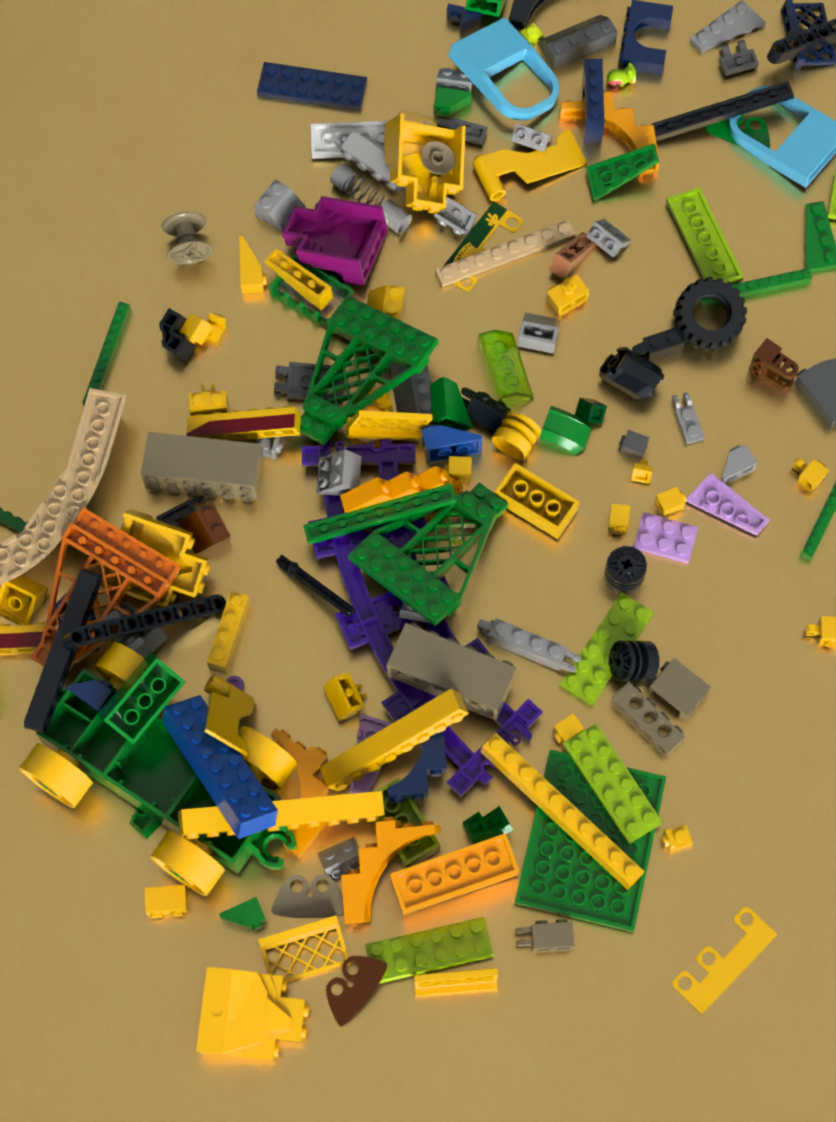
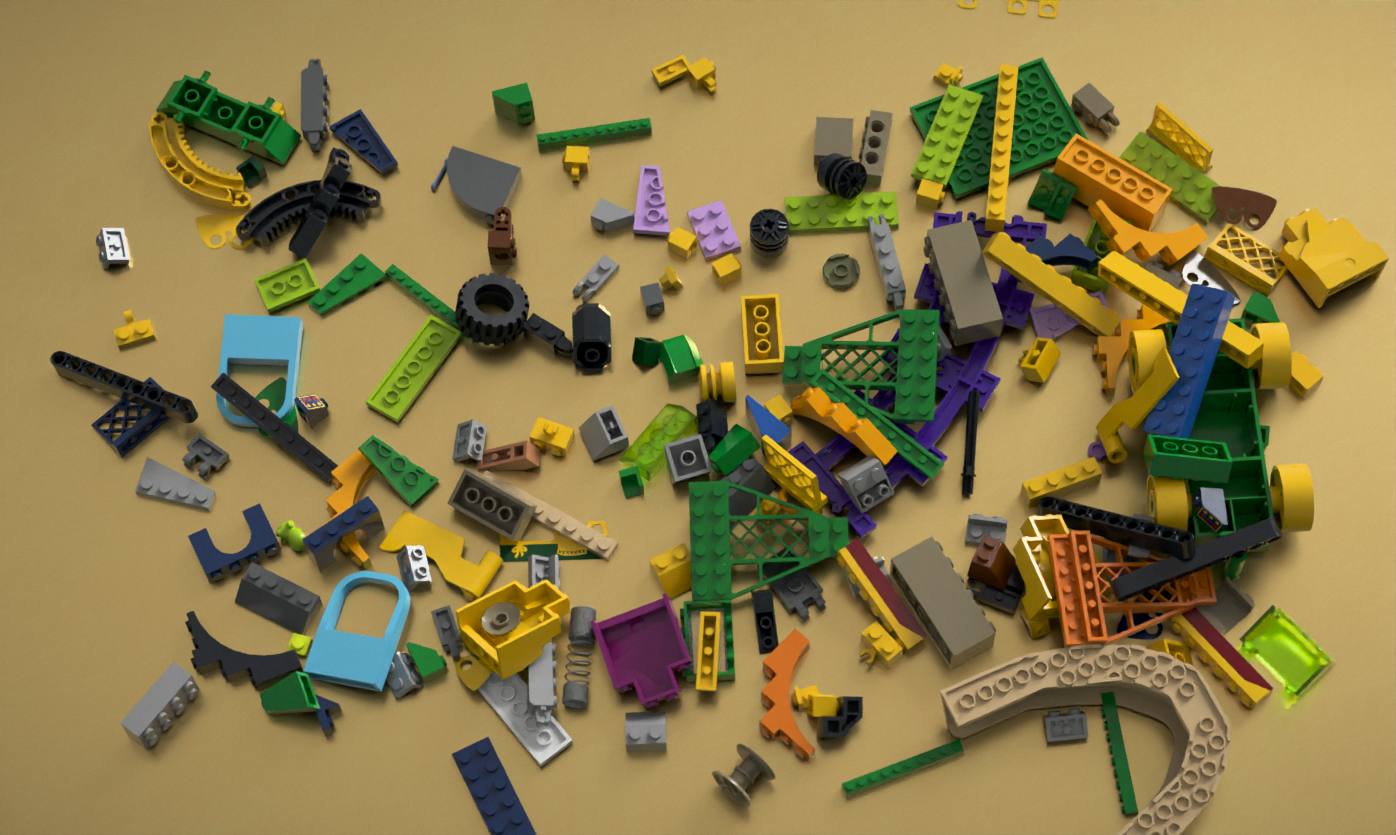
camera: 125 degrees left, 5 degrees down
(24, 673) = (1230, 607): none -> dark tan panel
(39, 486) = (1066, 725): none -> light grey bracket
(210, 299) = (779, 719): none -> orange arch
(236, 549) = (980, 525): none -> light grey bracket
(251, 272) = (729, 705): yellow slope -> none
(297, 341) = (764, 620): none -> black slope
(466, 366) = (687, 459): none -> light grey slope
(483, 325) = (631, 482): none -> green panel
(538, 212) = (492, 504): none -> dark tan brick
(551, 609) = (841, 271): none -> olive tile
(720, 143) = (311, 409): none -> slope

